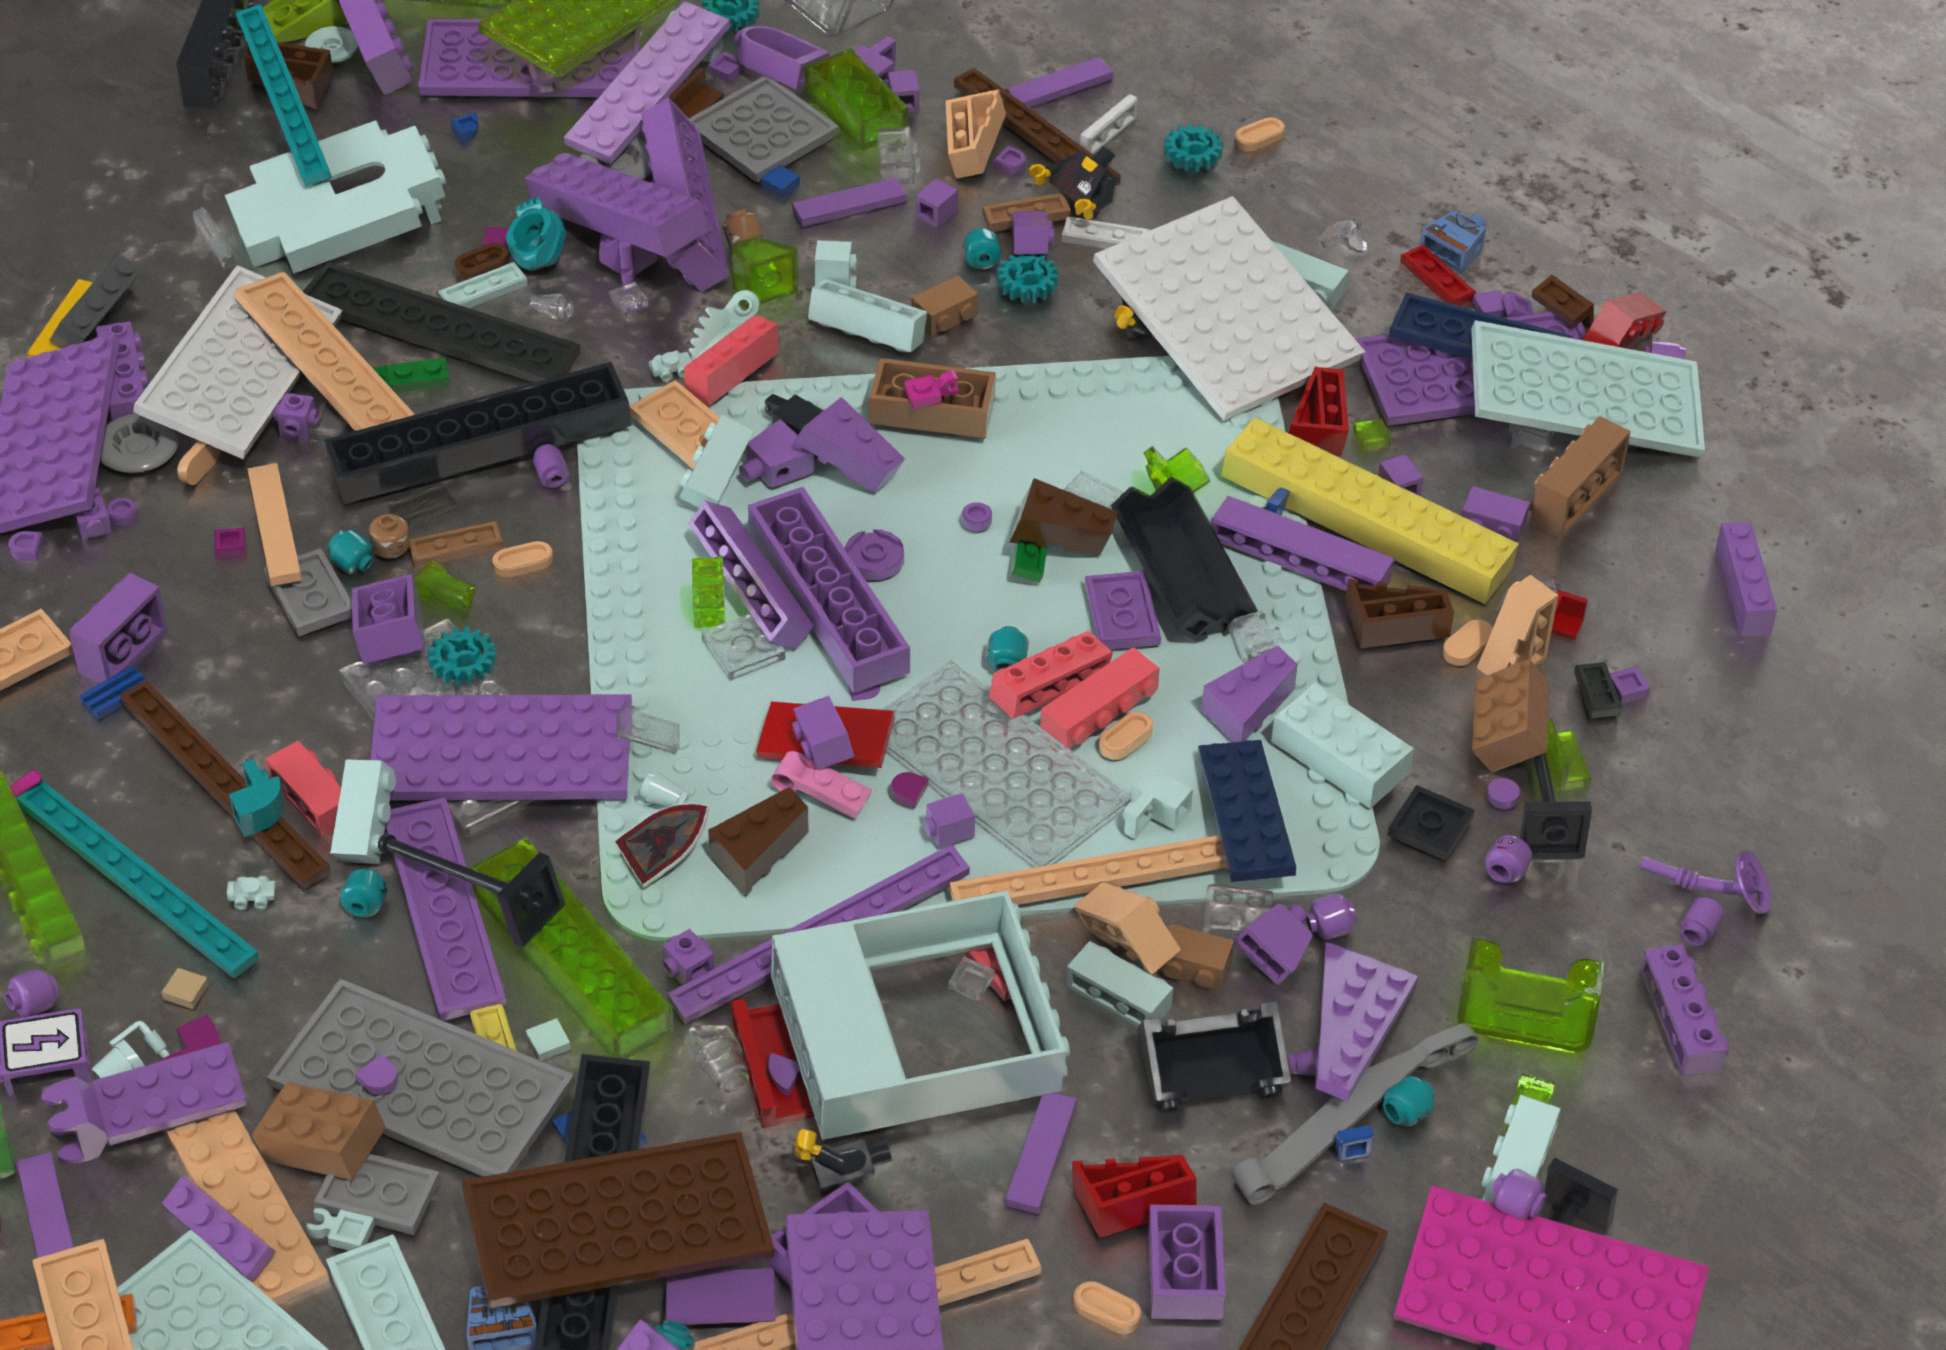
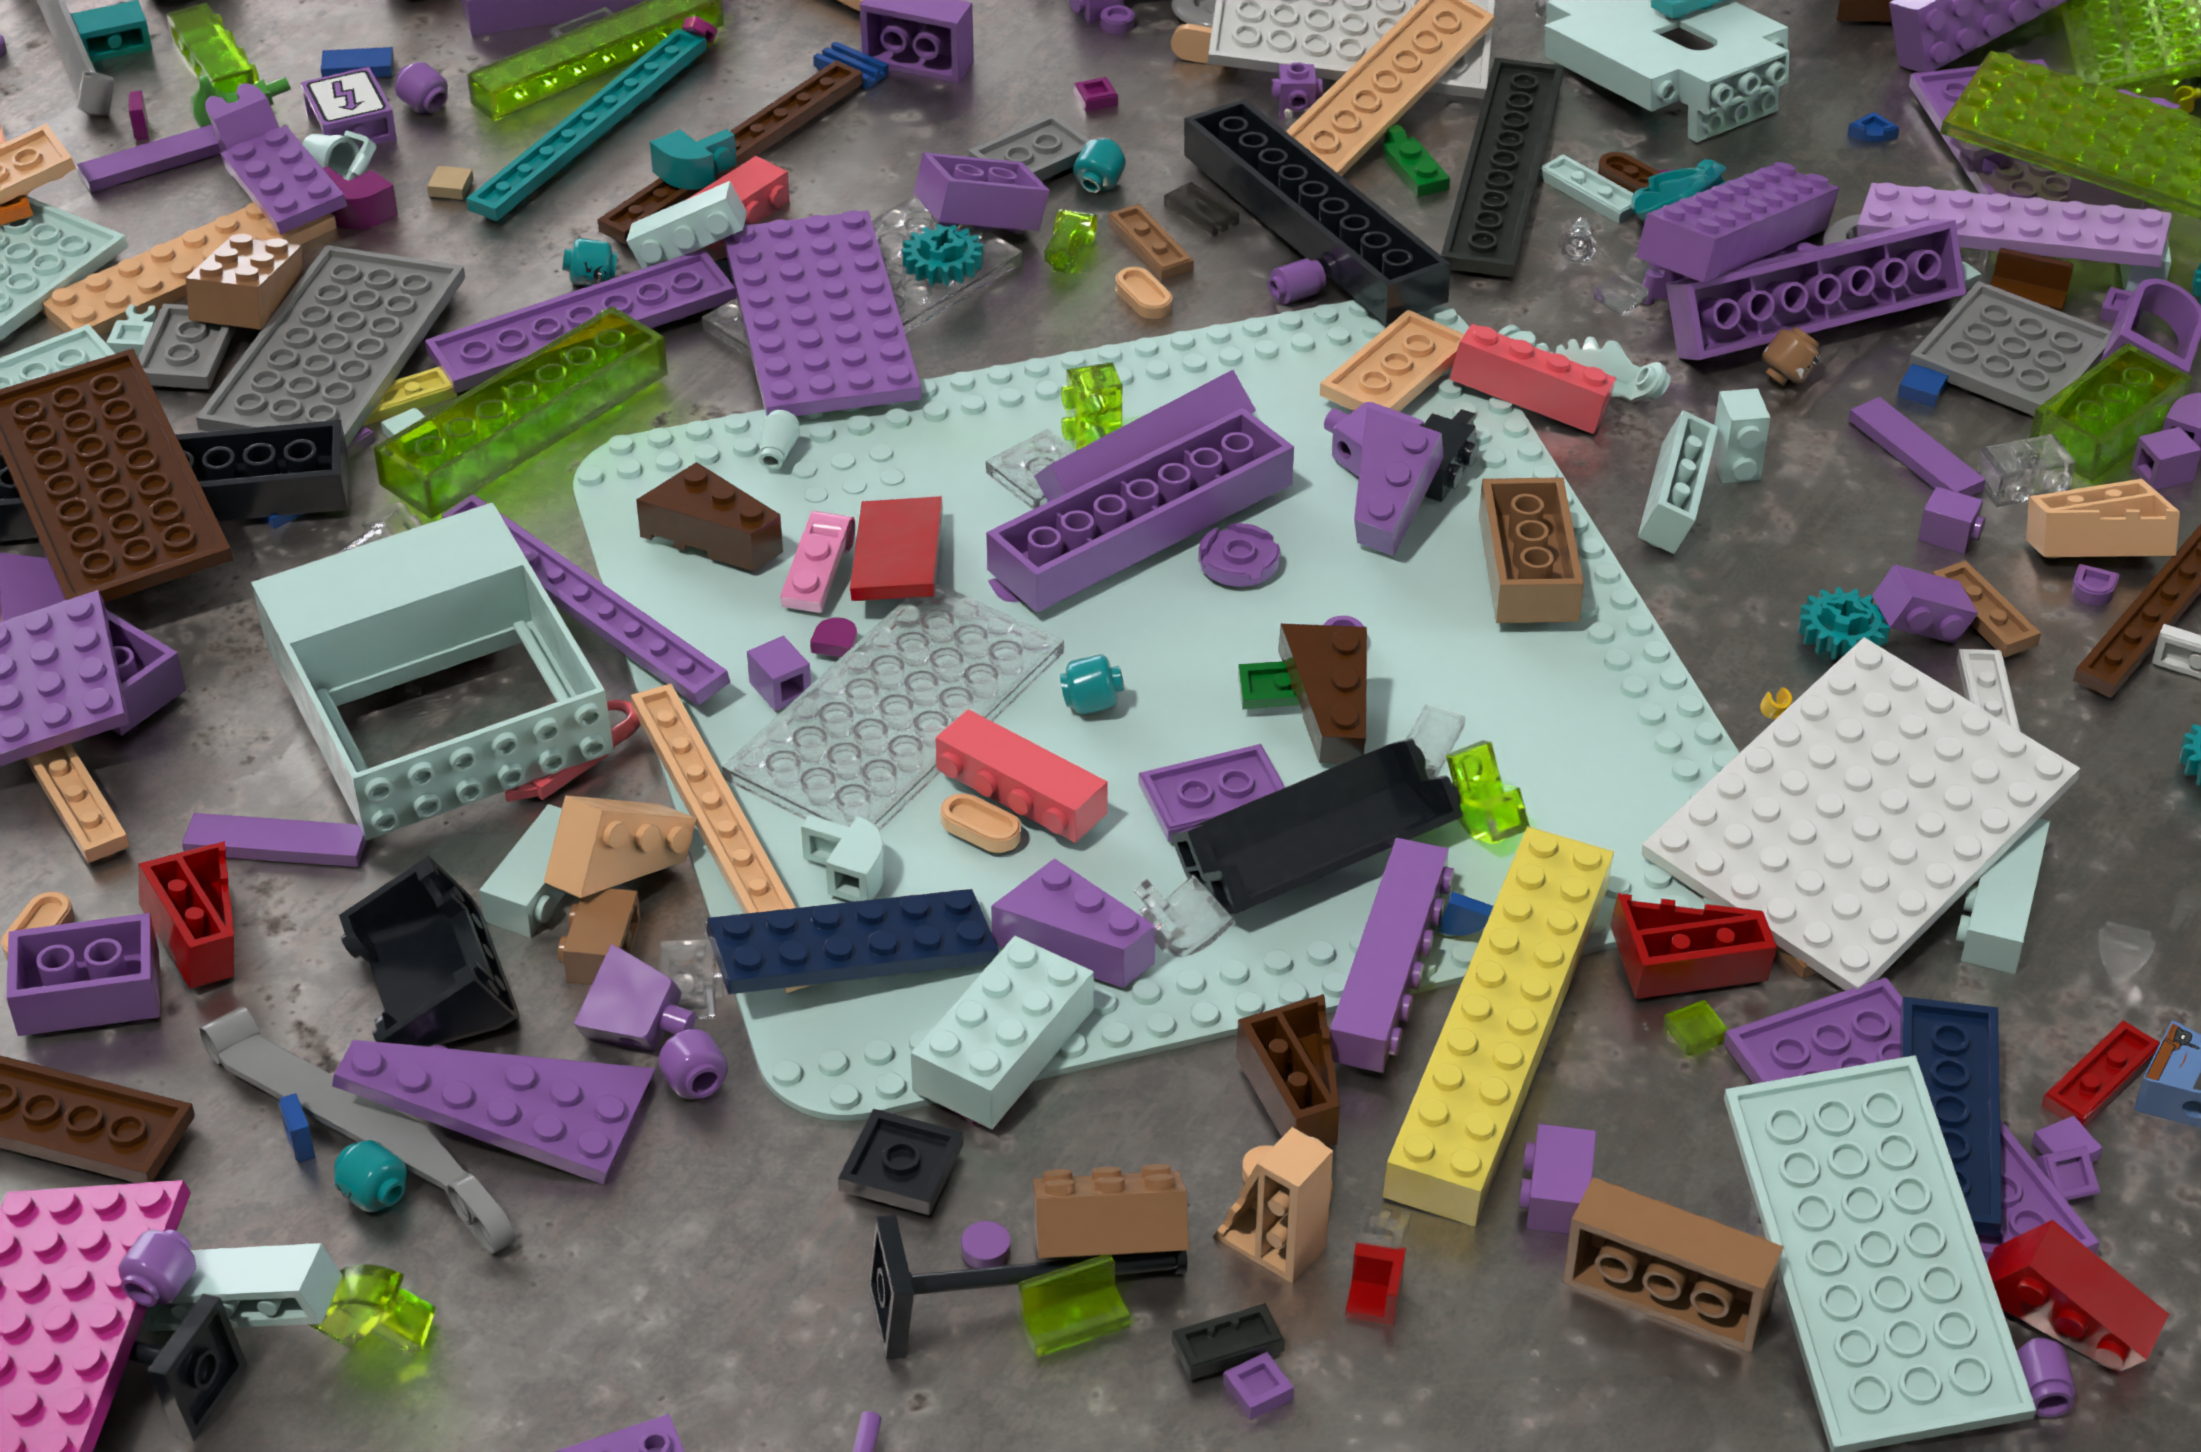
camera: 80 degrees right, 5 degrees down
(218, 1227) = (114, 252): medium lavender plate -> none
(251, 889) = (587, 196): light aqua piece -> none
(274, 524) = (1121, 107): light nougat tile -> none
(378, 1076) = (324, 308): medium lavender tile -> none
(389, 536) = (1129, 182): medium nougat head -> none
(526, 900) = (540, 327): black tile -> none
(648, 730) = (866, 408): clear tile -> none
(662, 840) = (699, 443): shield -> none
(687, 957) = (526, 498): medium lavender brick -> none
(715, 461) = (1320, 381): light aqua brick -> none
(764, 269) = (1701, 368): clear neon green slope -> none
(822, 733) = (869, 523): medium lavender brick -> none
(841, 1163) = (204, 643): black torso -> none
(928, 391) = (1512, 519): dark pink plate -> none
(947, 304) = (1744, 554): medium nougat brick -> none
(971, 978) = (451, 676): clear tile -> none
(982, 249) = (1871, 566): teal head -> none
(1048, 674) = (1041, 712): coral brick -> none
(1081, 180) = (2061, 644): torso -> none
(1402, 473) = (1596, 1060): medium lavender brick -> none
(1508, 859) = (837, 1248): medium lavender head -> none
(1528, 1004) = (581, 1289): clear neon green windscreen -> none
(1564, 302) = (2104, 1215): reddish brown panel -> none

